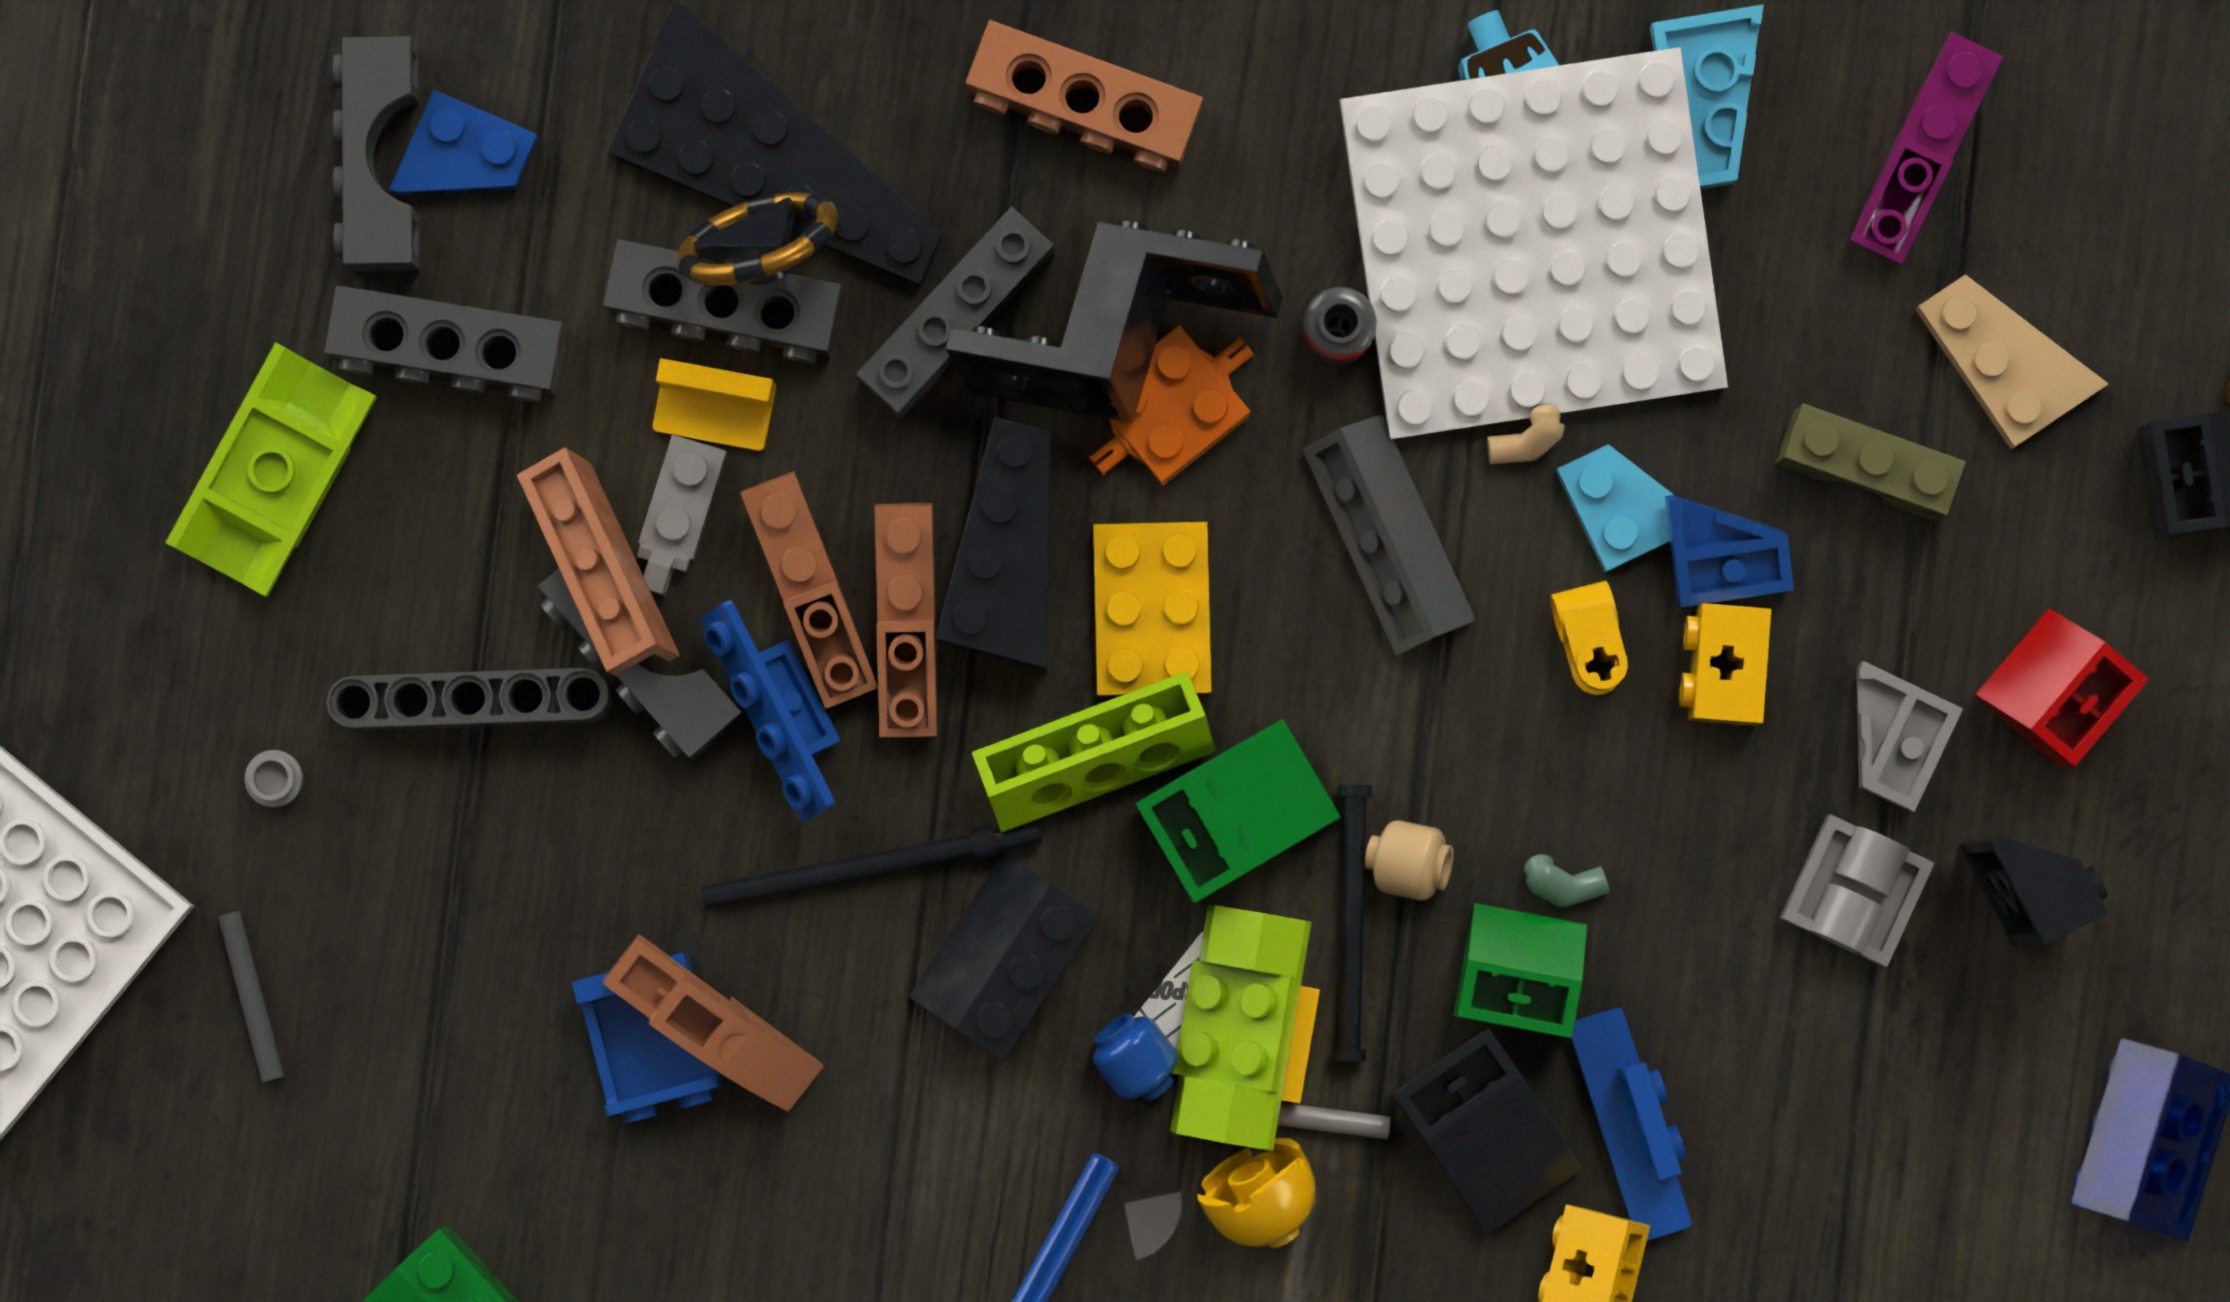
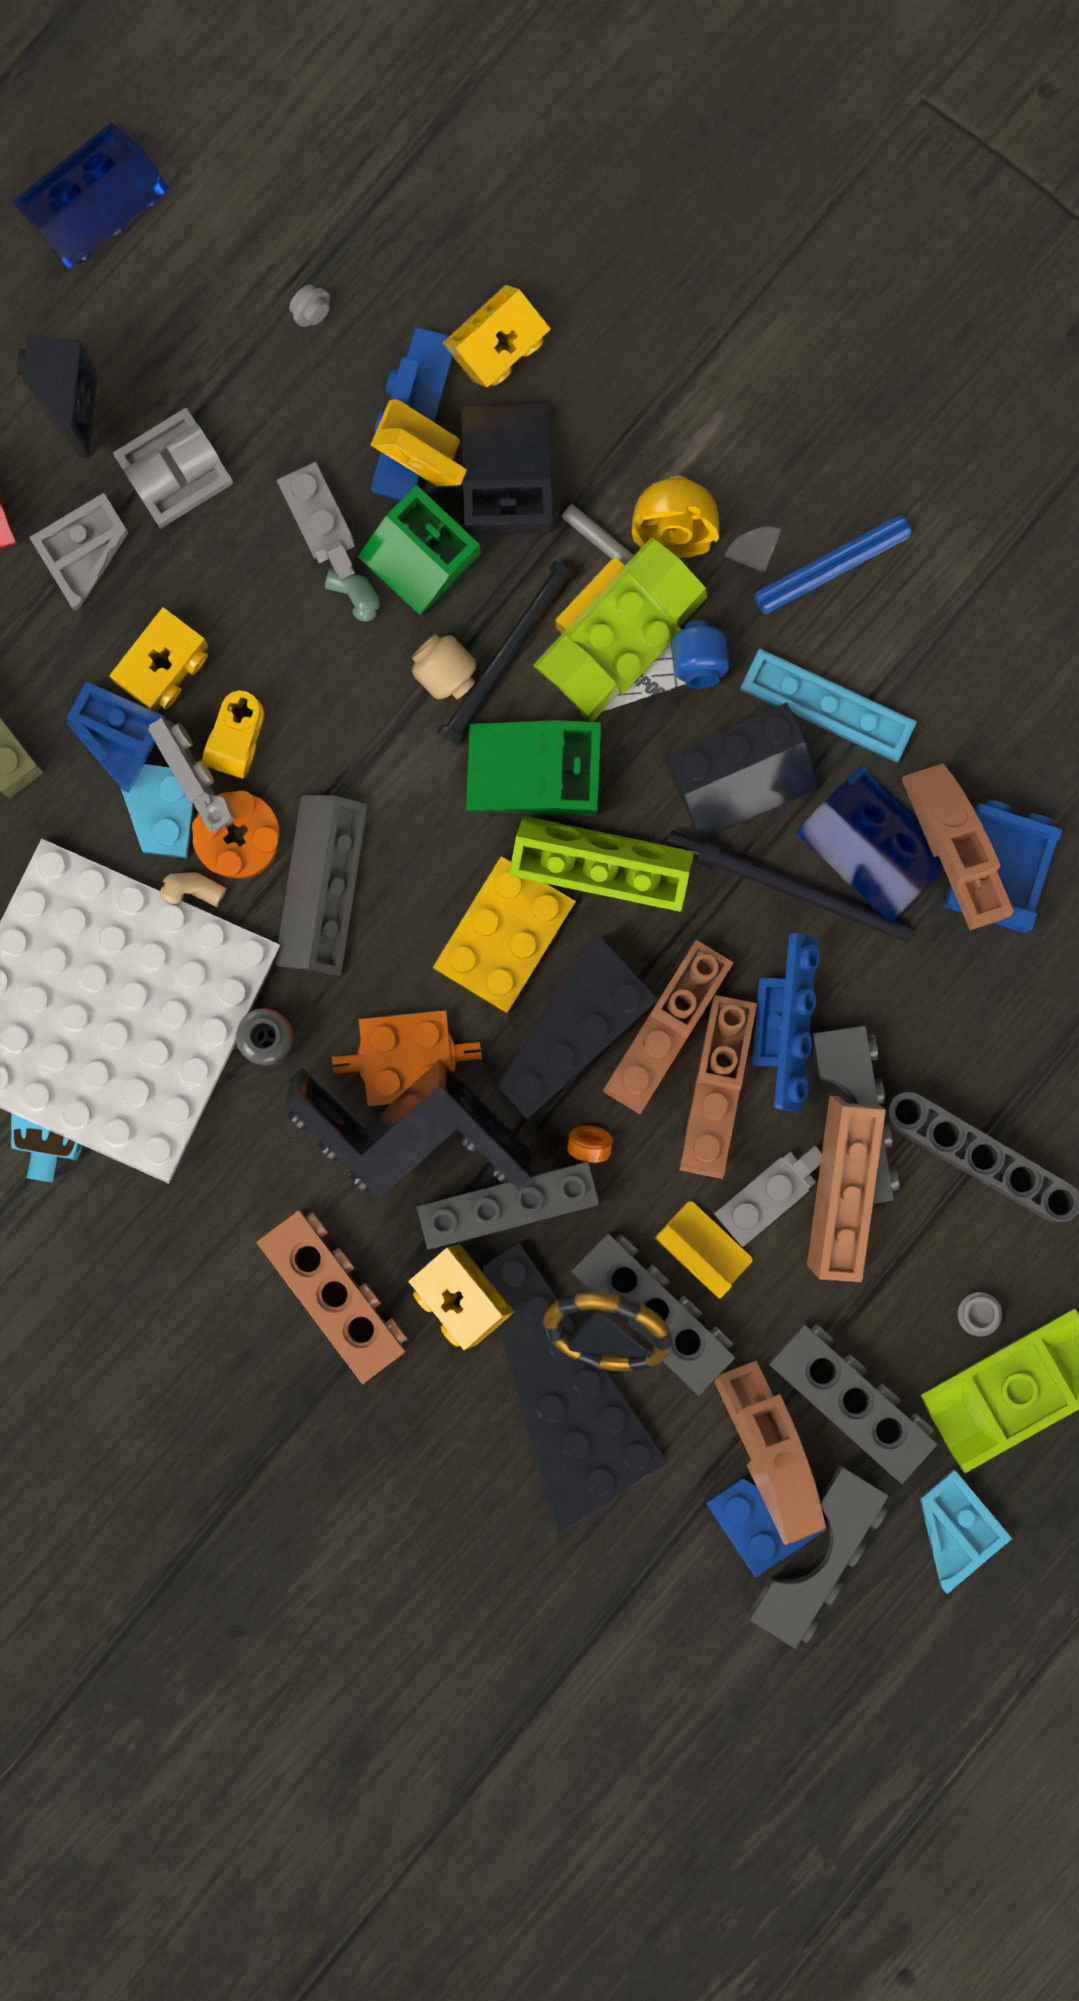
camera: 150 degrees left, 0 degrees up
(244, 281) = (959, 1529): none -> medium azure wing
(367, 528) = (979, 1314): none -> light grey plate
(497, 233) = (775, 1452): none -> nougat slope
(809, 969) = (872, 843): none -> clear blue slope
(910, 438) = (590, 1144): none -> orange tile
(915, 188) = (480, 1308): none -> yellow brick
(957, 1095) = (828, 705): none -> medium azure tile
(1547, 515) = (260, 839): none -> orange plate
(1599, 1086) = (418, 444): none -> yellow panel
(1608, 556) = (191, 775): none -> light grey hinge
(1658, 938) = (318, 517): none -> light grey hinge
(1826, 1173) = (310, 305): none -> light grey plate

